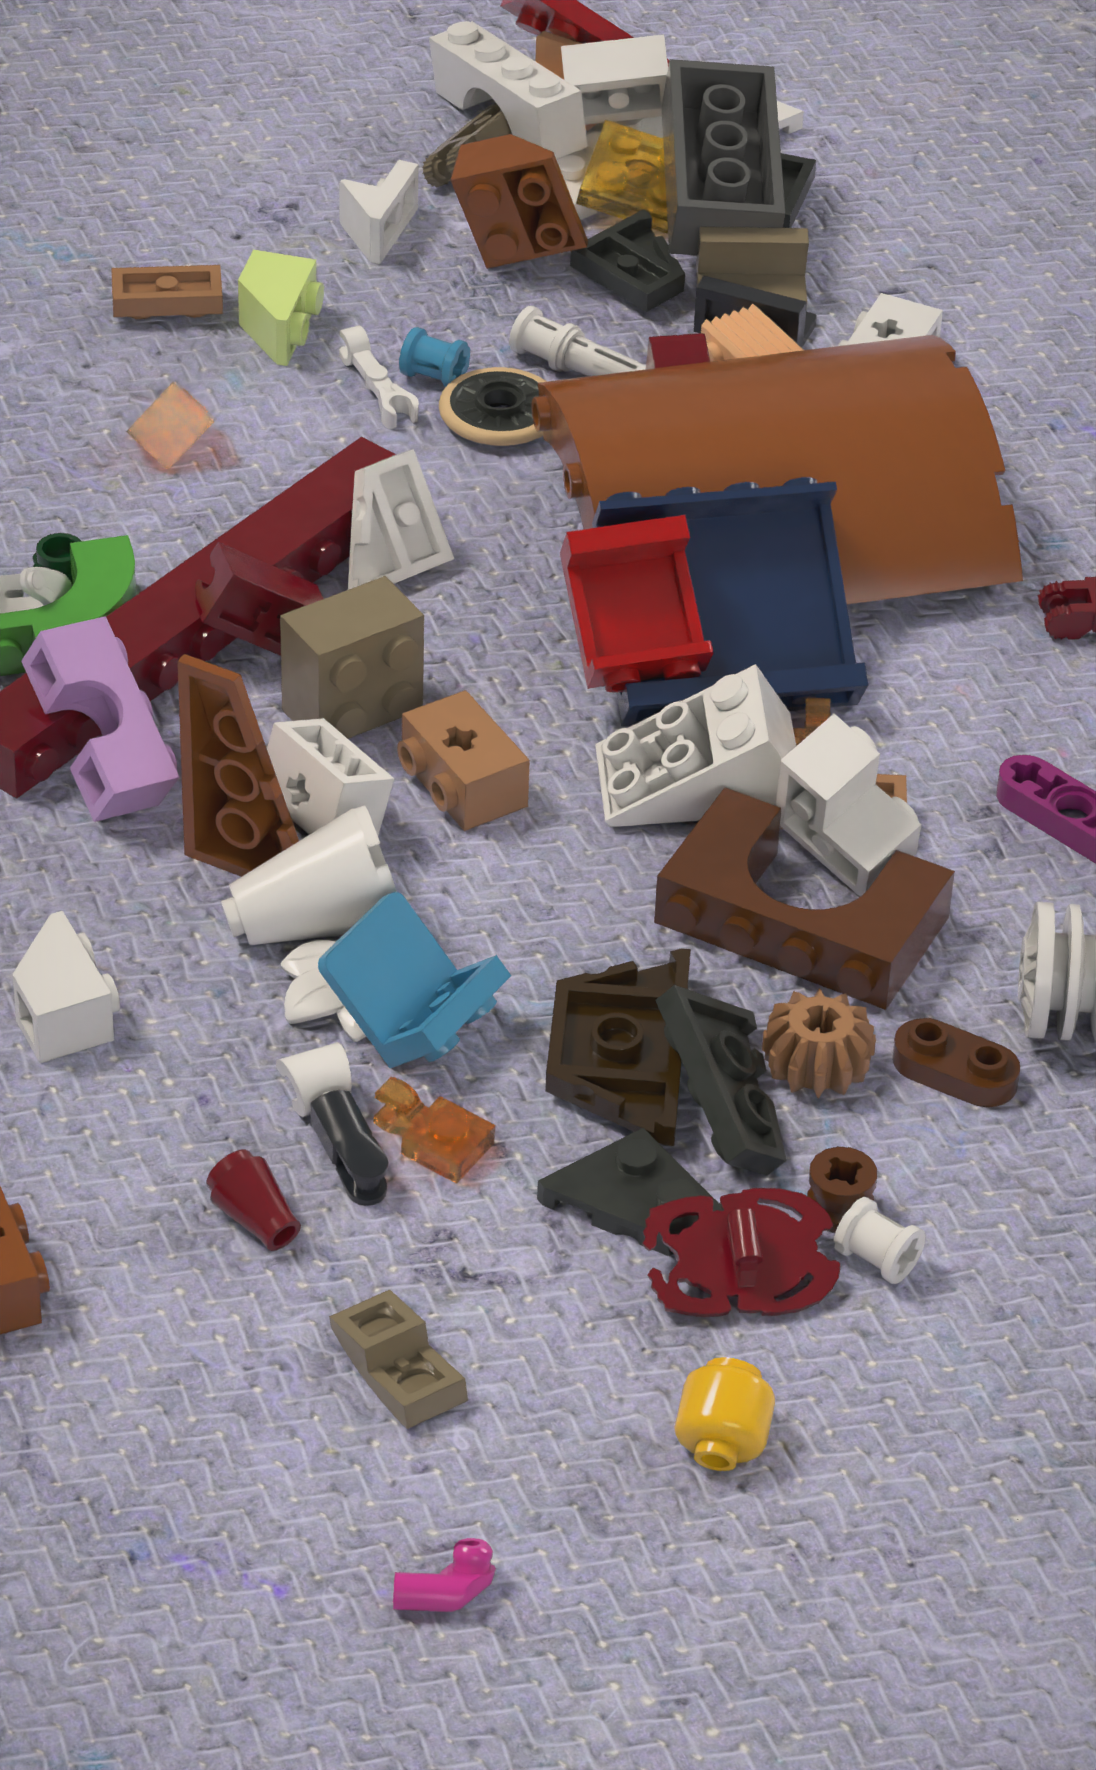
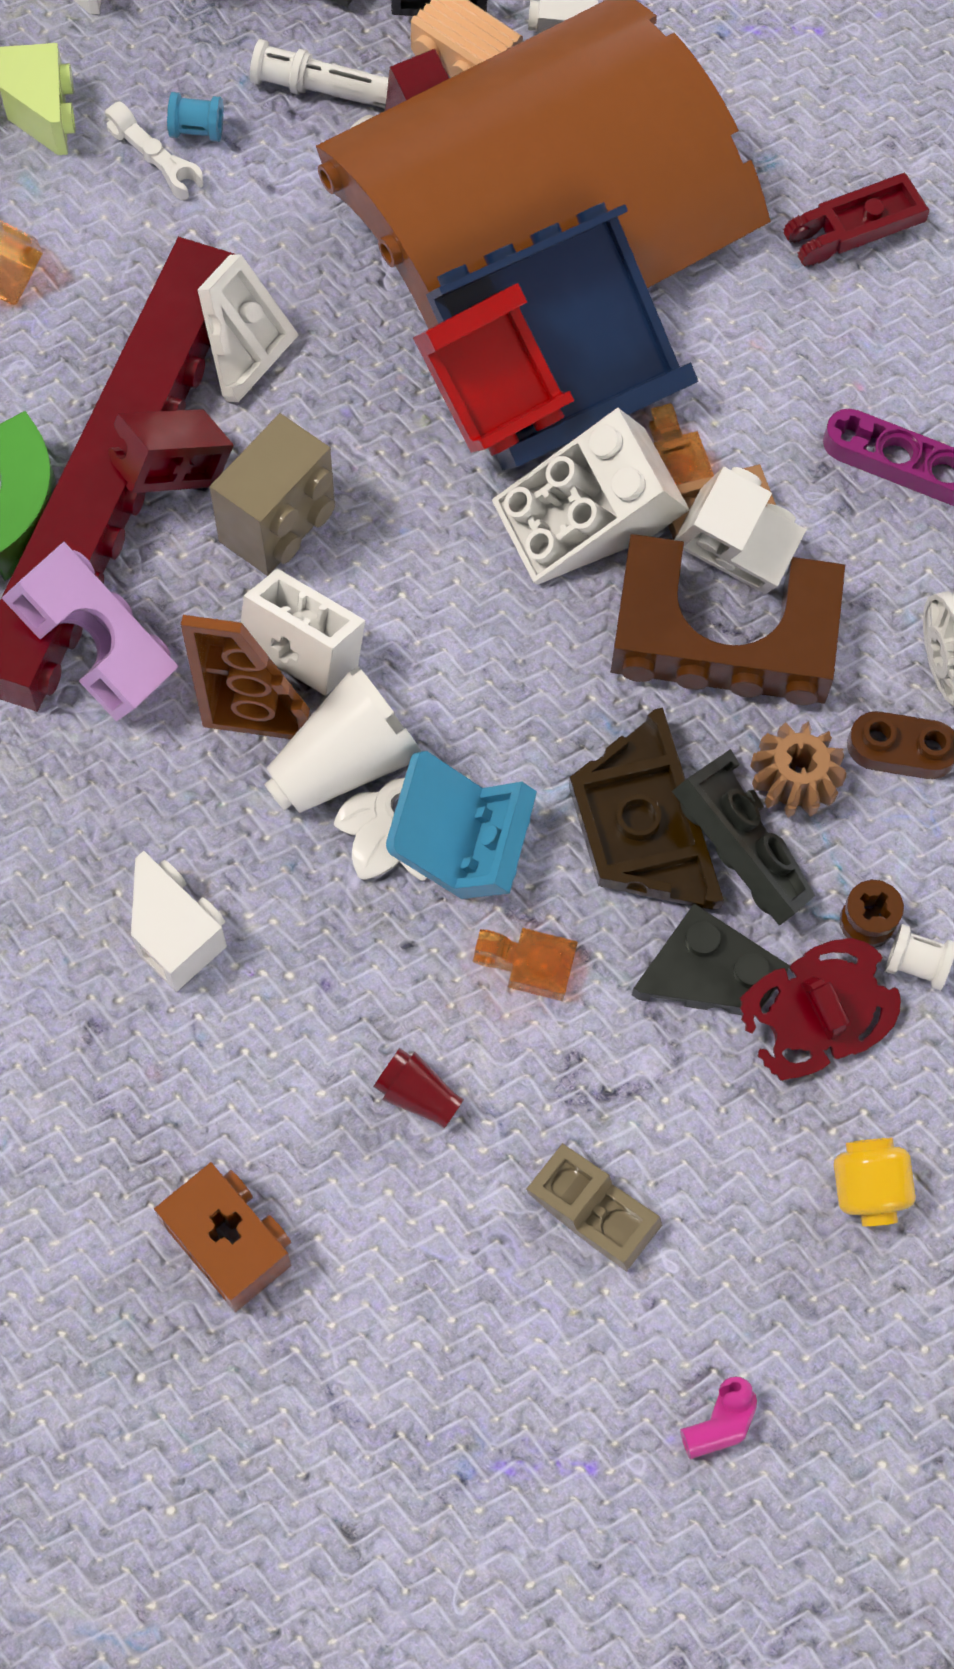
camera: 20 degrees left, 25 degrees up
(324, 1092) = (422, 949): black piece -> none
(464, 760) = (399, 561): medium nougat brick -> none
(468, 411) = (268, 176): pearl dark grey wheel -> none

